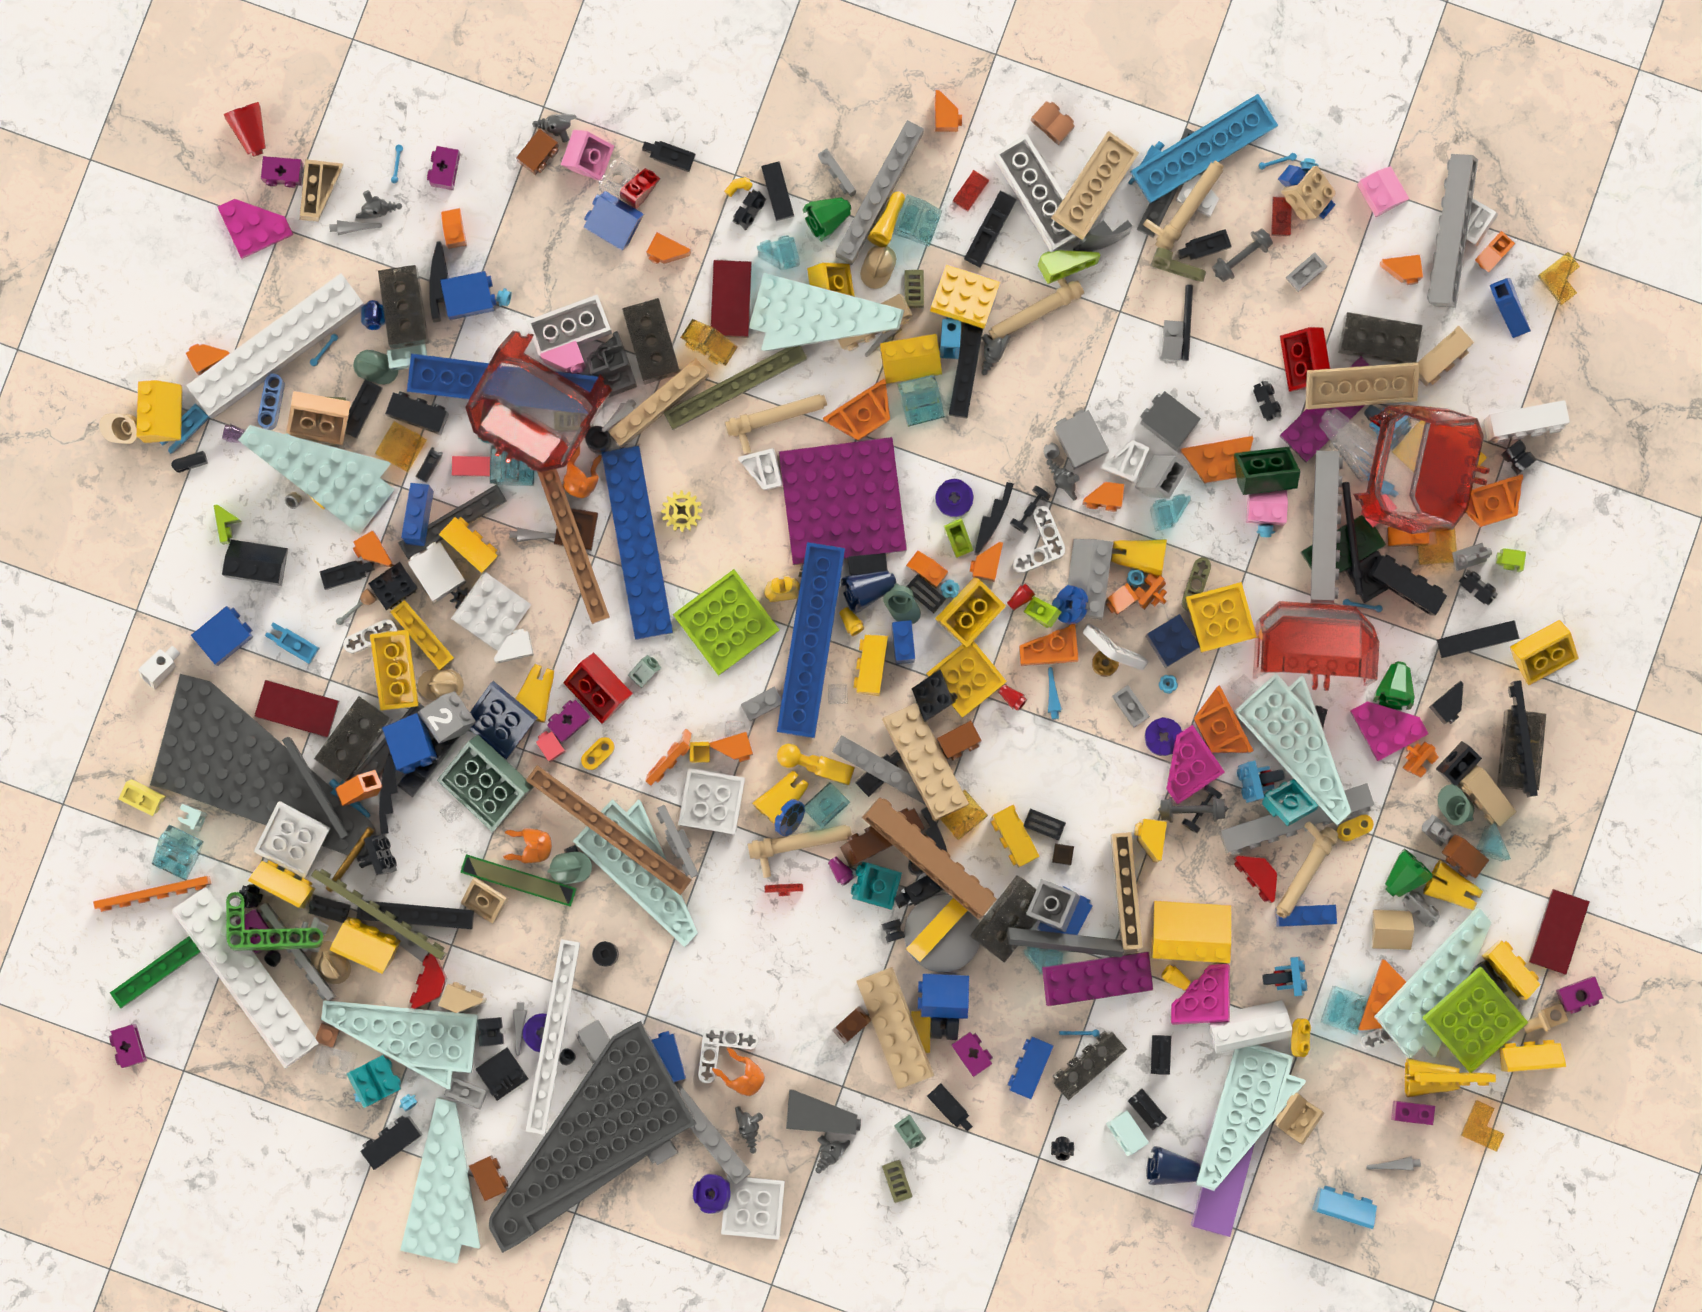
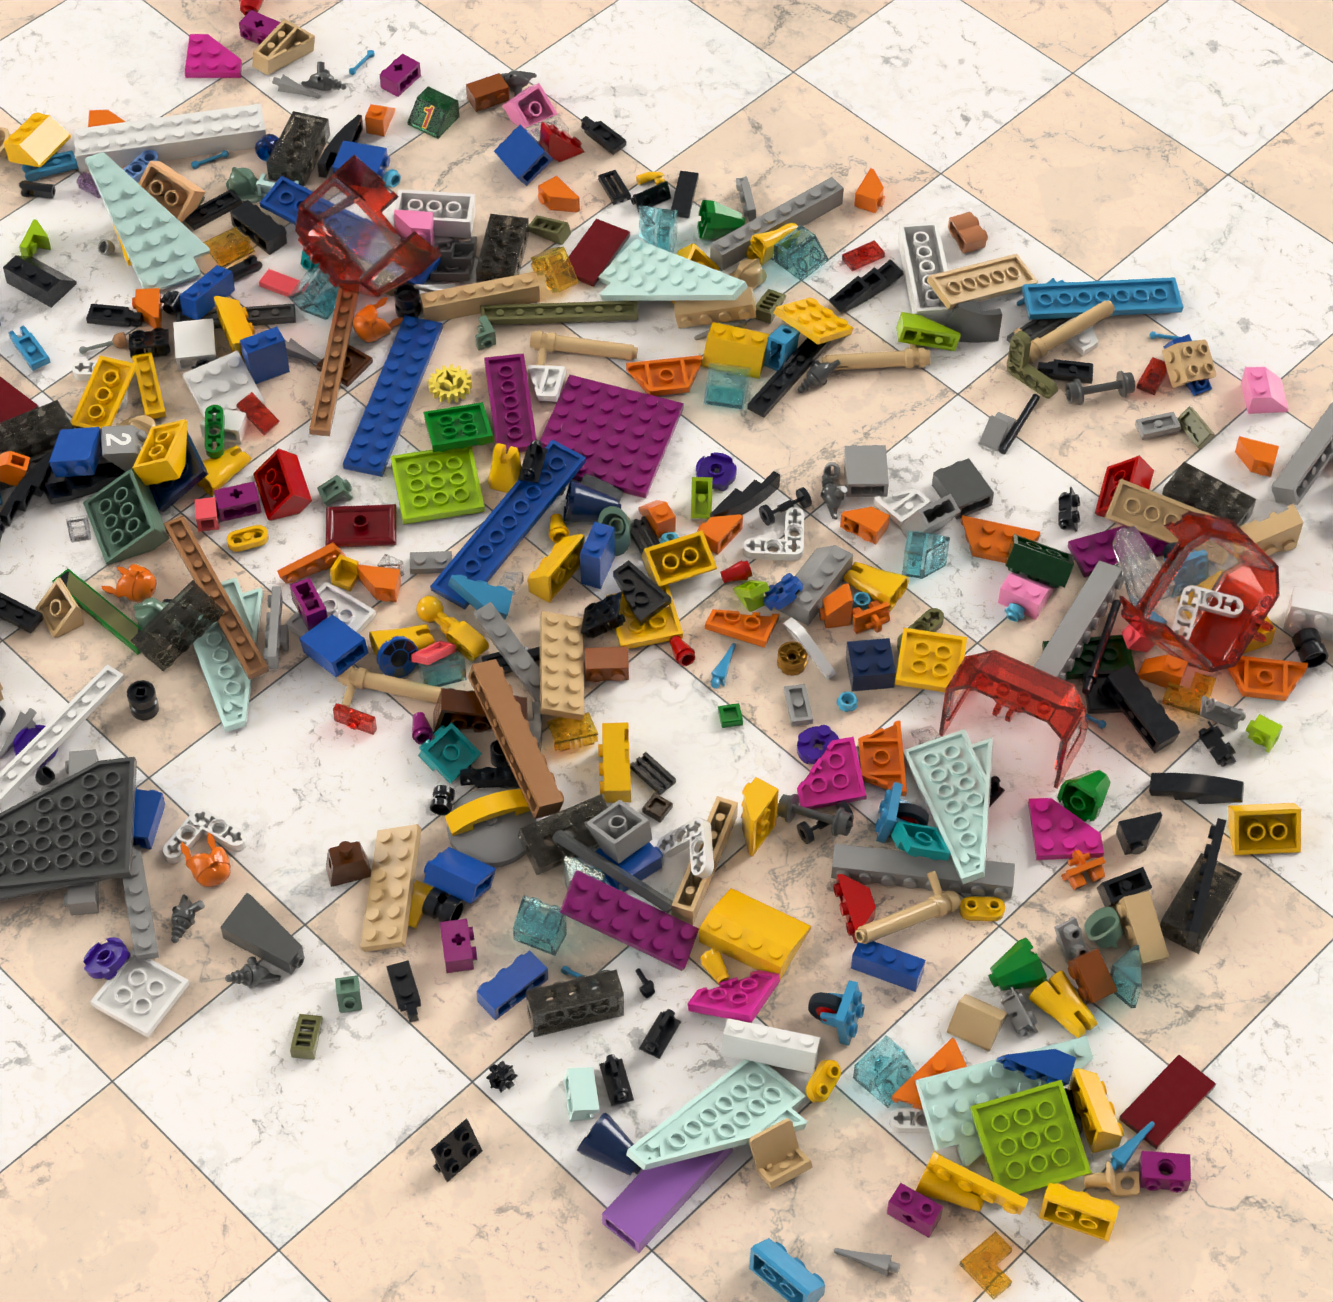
camera: 25 degrees right, 30 degrees down
(391, 536) = (171, 302): none -> black gear
(487, 714) = (163, 453): none -> yellow slope
(501, 202) = (433, 112): none -> clear green slope
(510, 564) = (265, 355): none -> blue brick
(511, 650) = (218, 438): none -> green beam
(534, 622) = (258, 413): none -> clear red plate
(601, 880) = (172, 621): none -> clear smoke brick
(682, 438) = (486, 336): none -> sand green bracket
(684, 694) = (361, 525): none -> dark red piece
(692, 293) = (559, 235): none -> olive slope
(693, 805) = (308, 603): none -> magenta brick
(705, 217) = (619, 197): none -> black tile
(715, 557) = (458, 427): none -> green plate
(734, 835) = (334, 645): none -> blue brick
(744, 507) = (510, 401): none -> magenta plate
(805, 577) = (533, 462): none -> black hinge
(815, 798) = (433, 652): none -> coral tile
(832, 726) = (479, 593): none -> dark azure slope
(955, 661) = (640, 592): none -> black wing
(1028, 1011) = (540, 925): none -> clear light blue slope
(1065, 1218) = (456, 1150): none -> black hinge
(1080, 739) = (730, 715): none -> green tile
(1116, 885) = (697, 832): none -> white beam
(1133, 1019) = (647, 988): none -> black hand
(1339, 260) = (1195, 427): none -> olive plate
(1418, 465) = (1200, 603): none -> white beam
(1462, 955) = (1043, 1065): none -> blue slope
(1544, 993) = (1123, 1154): none -> dark azure piece

